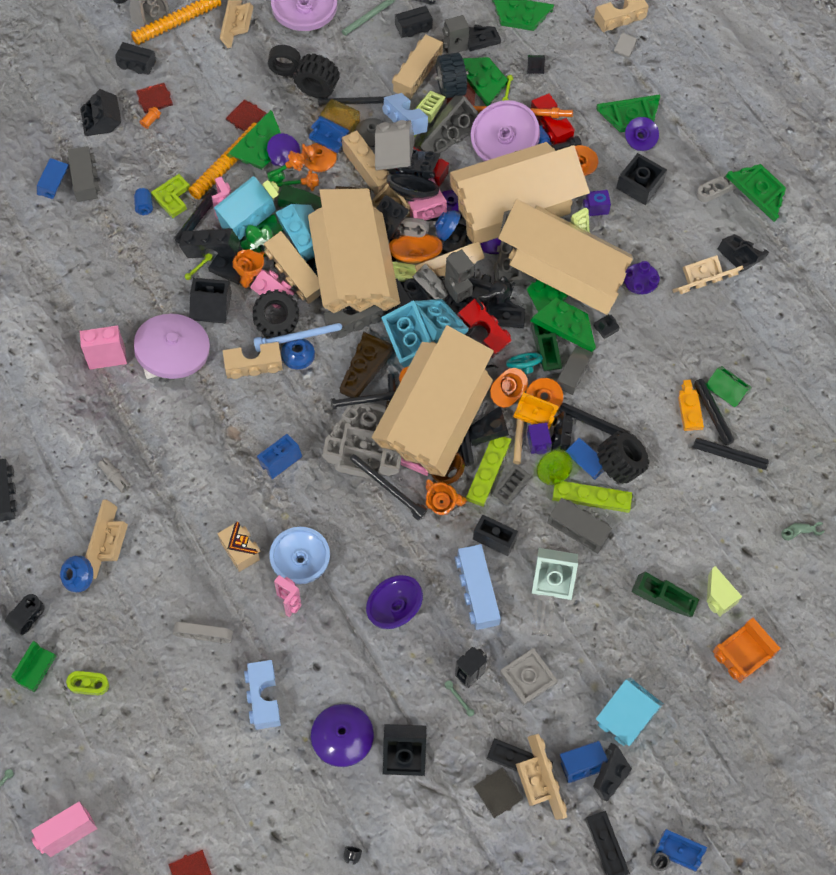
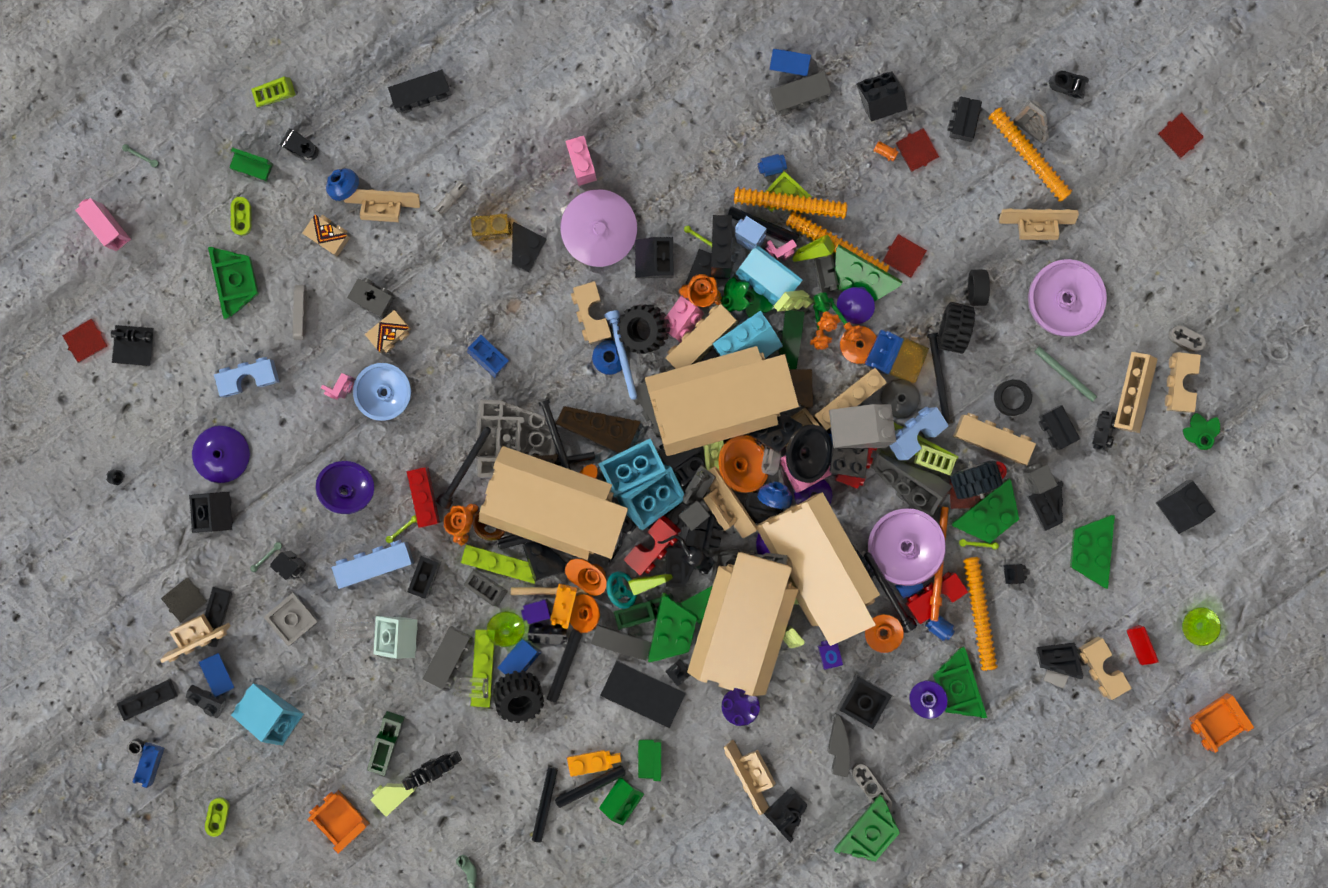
camera: 85 degrees right, 25 degrees up
(126, 596) = (326, 235): none -> brick
(154, 698) = (233, 280): none -> green wing
(155, 452) = (485, 236): none -> clear yellow piece
(177, 413) = (525, 247): none -> black wing
(180, 187) = (790, 202): none -> light orange piece
(198, 569) = (360, 293): none -> dark grey brick
(201, 211) = (750, 233): none -> light blue arch
(207, 818) = (132, 345): none -> black hinge
(226, 170) = (815, 249): none -> lime slope
(242, 170) = (826, 280): none -> dark grey hinge
(383, 41) = (1027, 397): none -> black tyre
(413, 529) = (423, 497): none -> red brick
(453, 571) = (389, 539): none -> lime hinge
(520, 339) = (643, 584): none -> lime slope
(569, 91) = (980, 613): none -> light orange piece
(580, 119) = (942, 628): none -> blue brick
(611, 502) = (458, 686): none -> clear tile
(612, 38) = (1060, 659): none -> black wing
(625, 358) = (643, 694): none -> black tile
(680, 204) = (839, 748): none -> dark grey slope
(689, 356) = (649, 759): none -> green panel
(695, 540) = (431, 770): none -> black gear
(739, 778) = (218, 816): none -> lime plate

